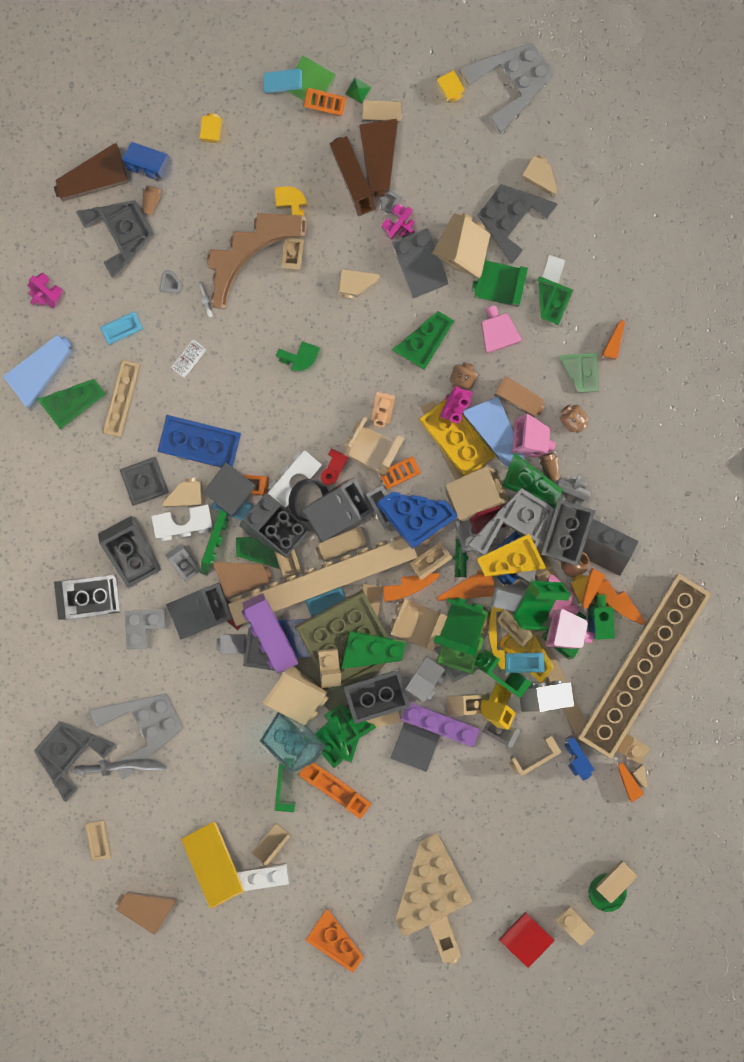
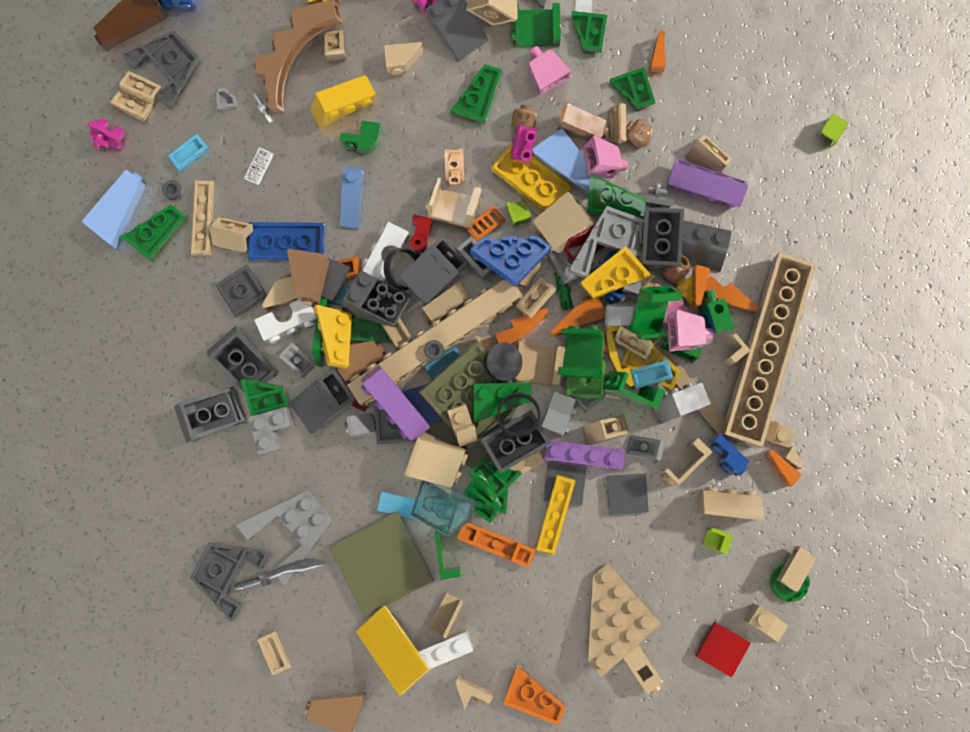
camera: 15 degrees left, 5 degrees down
(81, 257) = (136, 96): none -> tan slope
(97, 362) = (172, 189): none -> dark grey tile
(143, 592) = (263, 396): none -> green wing
(146, 422) = (230, 234): none -> tan panel
(150, 199) = (189, 26): medium nougat cone -> none
(214, 485) = (308, 274): none -> medium nougat slope
(220, 781) = (381, 564): none -> olive tile
(229, 546) = (336, 333): none -> yellow wing
(247, 728) = (391, 503): none -> medium azure tile
(273, 415) = (351, 197): none -> medium blue slope
(273, 919) = (468, 689): none -> tan slope
(287, 315) = (342, 100): none -> yellow wedge
(319, 591) = (434, 350): none -> dark grey tile
(383, 617) = (503, 361): none -> black tile
(390, 653) = (523, 395): none -> black tyre
(398, 774) = (555, 514): none -> yellow tile
(435, 469) = (518, 213): none -> lime panel
(473, 771) = (627, 494): none -> dark grey tile
(496, 708) = (636, 426): yellow brick -> none
(548, 836) = (717, 540): none -> lime panel
(550, 466) = (627, 181): medium nougat cone -> none
(555, 404) = (617, 124): none -> tan tile
(568, 805) = (730, 504): none -> tan slope
(614, 662) = (738, 347): none -> tan panel
(628, 485) = (707, 183): none -> medium lavender brick
(638, 459) = (708, 155): none -> tan panel

